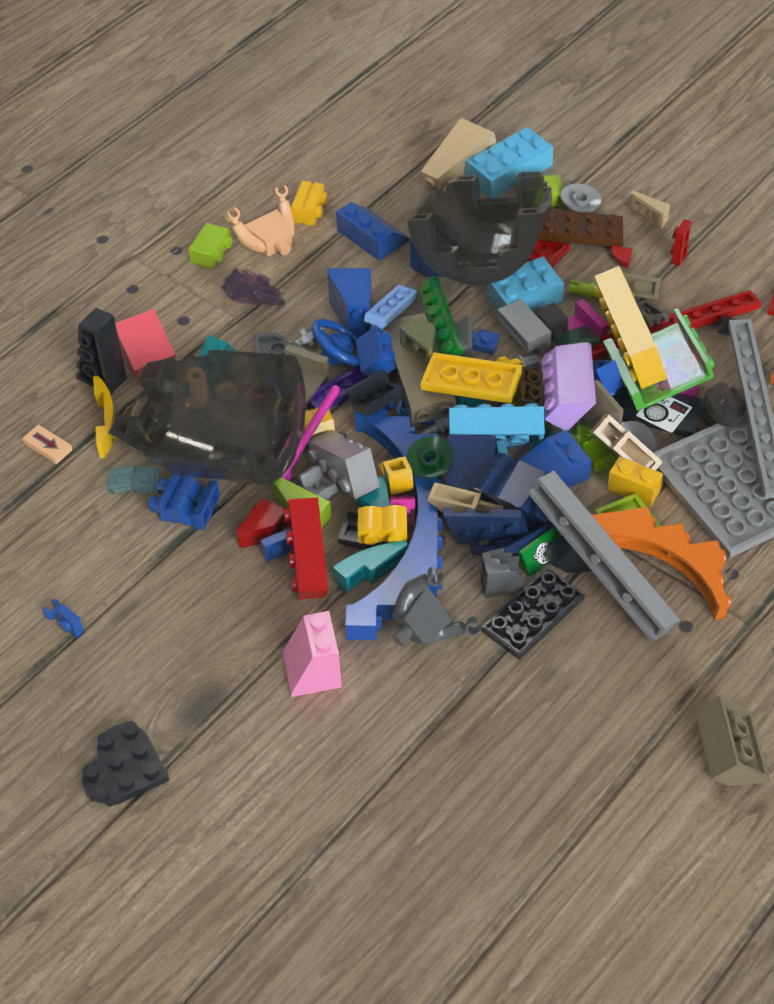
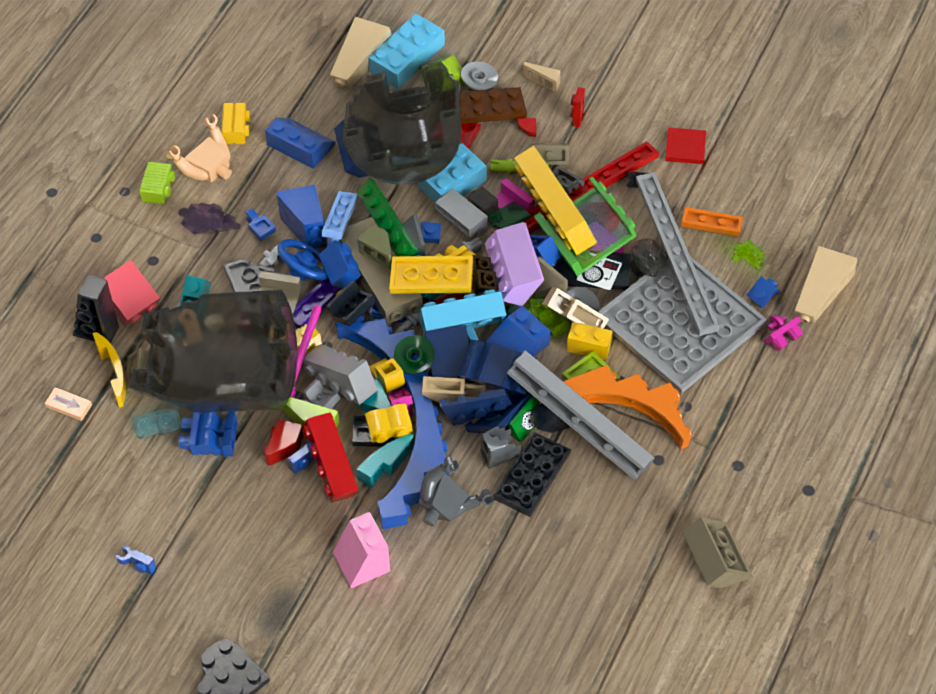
camera: 15 degrees left, 5 degrees up
(305, 305) = (260, 226): none -> blue plate

